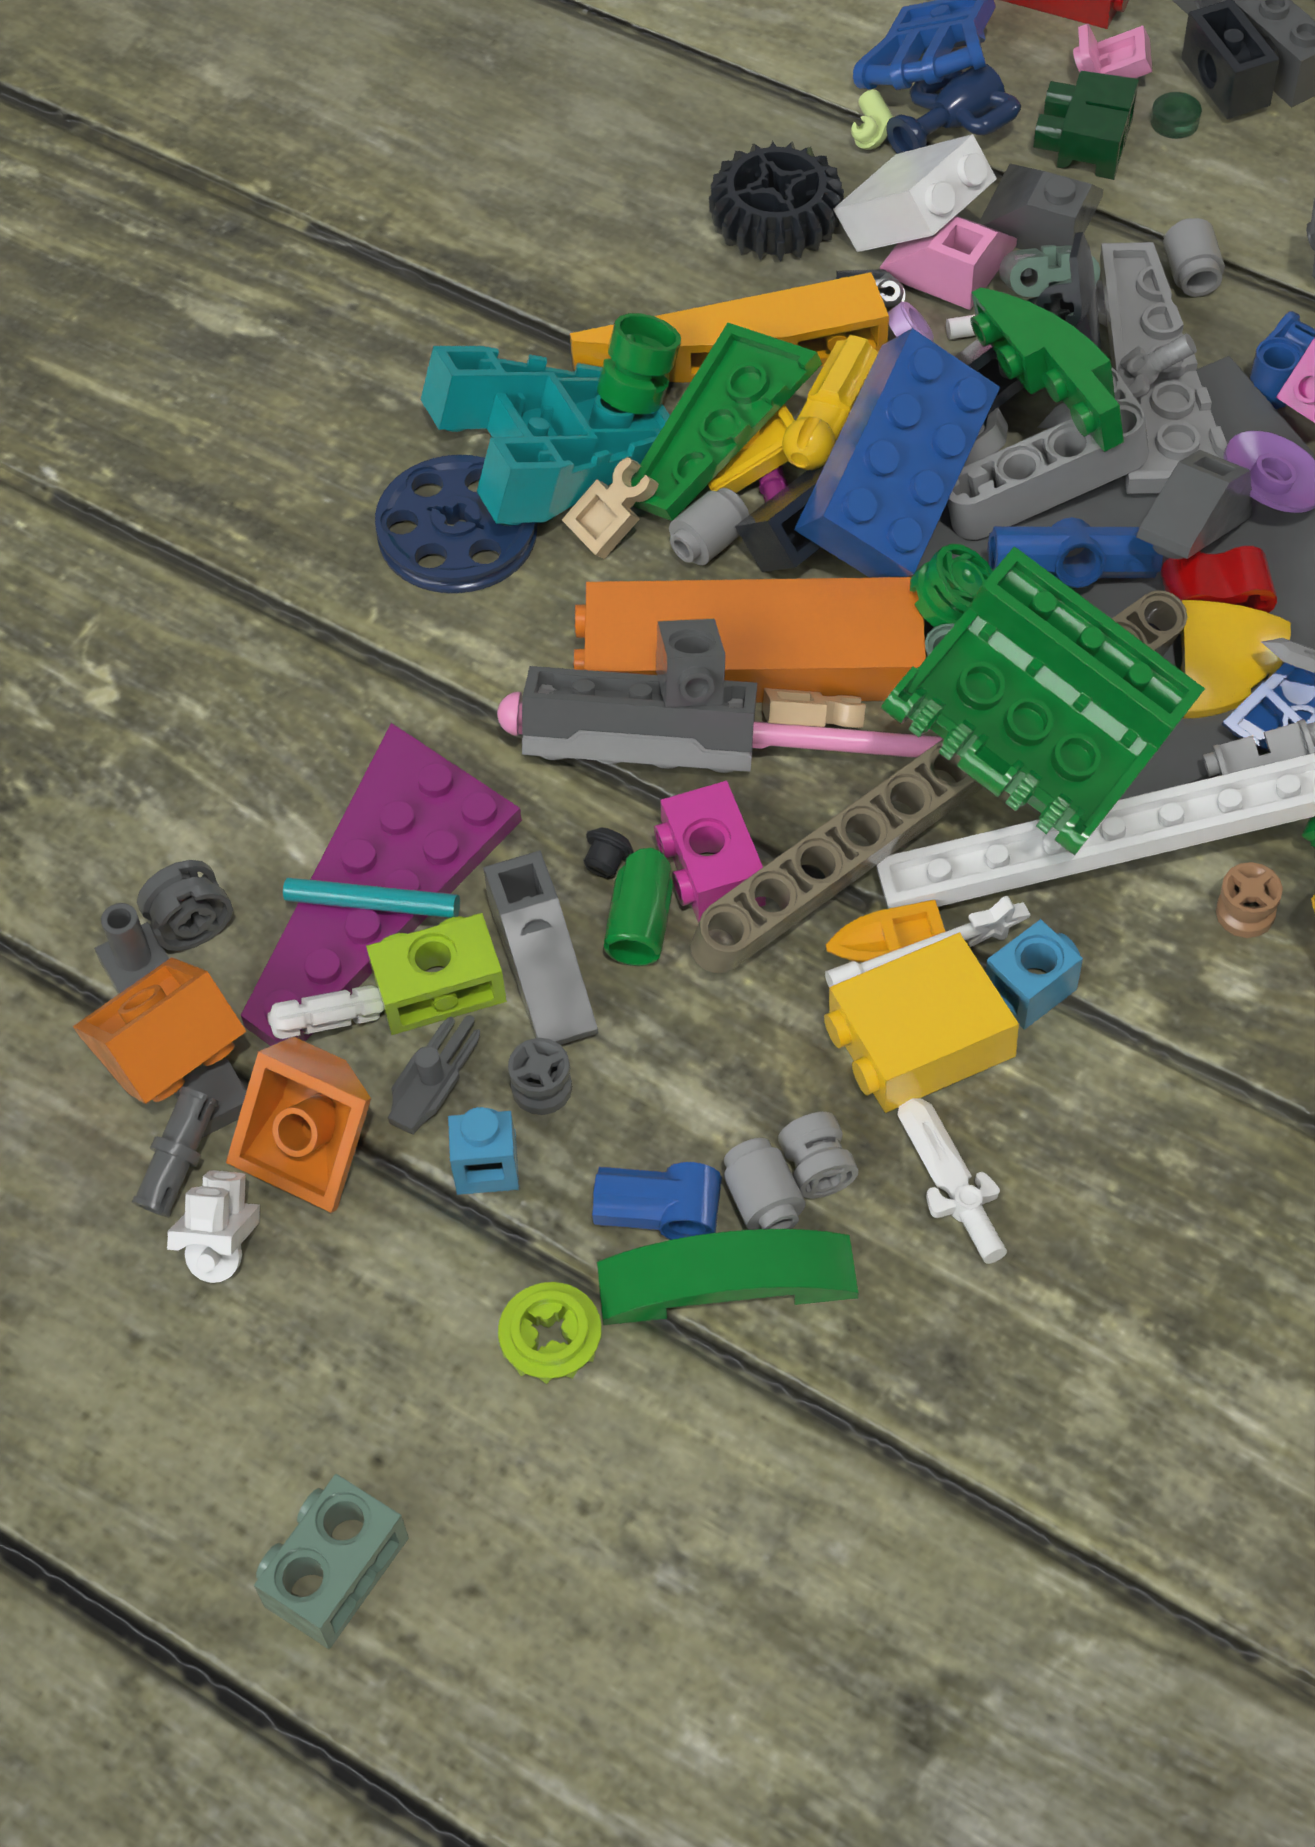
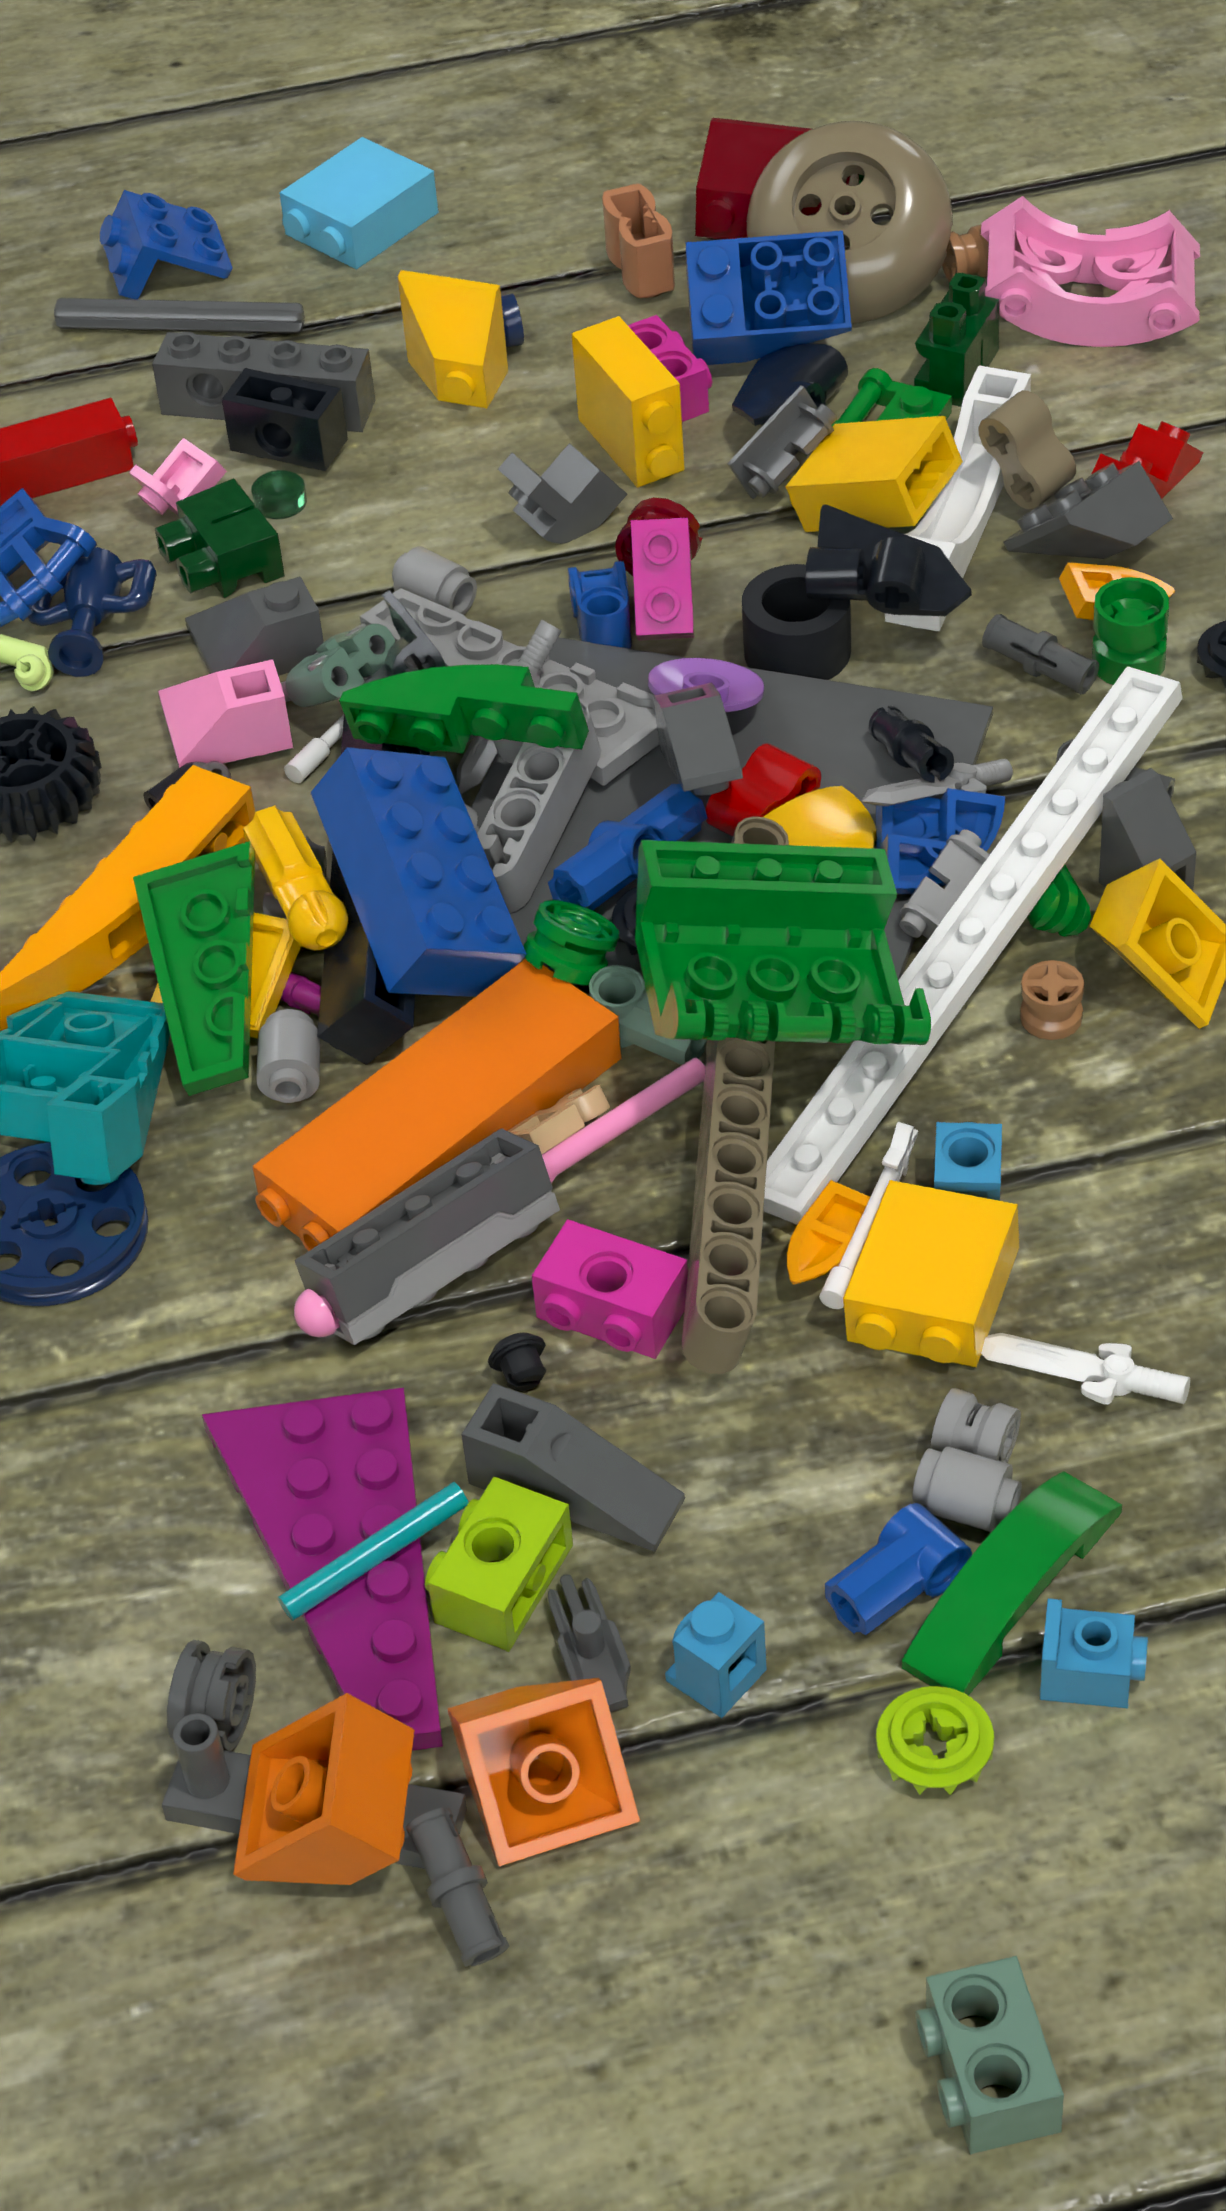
camera: 45 degrees left, 10 degrees down
(214, 1226) = (573, 1904): white hips -> none
(325, 1011) = (447, 1669): white axle -> none
(542, 1061) = (674, 1550): dark grey wheel -> none
(604, 511) = (187, 1114): tan plate -> none
(639, 908) = (606, 1377): green arm -> none
(640, 363) = (80, 962): green wheel -> none
(690, 663) = (444, 1144): dark grey brick -> none
(702, 1395) = (1090, 1656): none -> dark azure brick
(905, 317) = (270, 790): lavender tile -> none
(915, 193) = (158, 680): white brick -> none

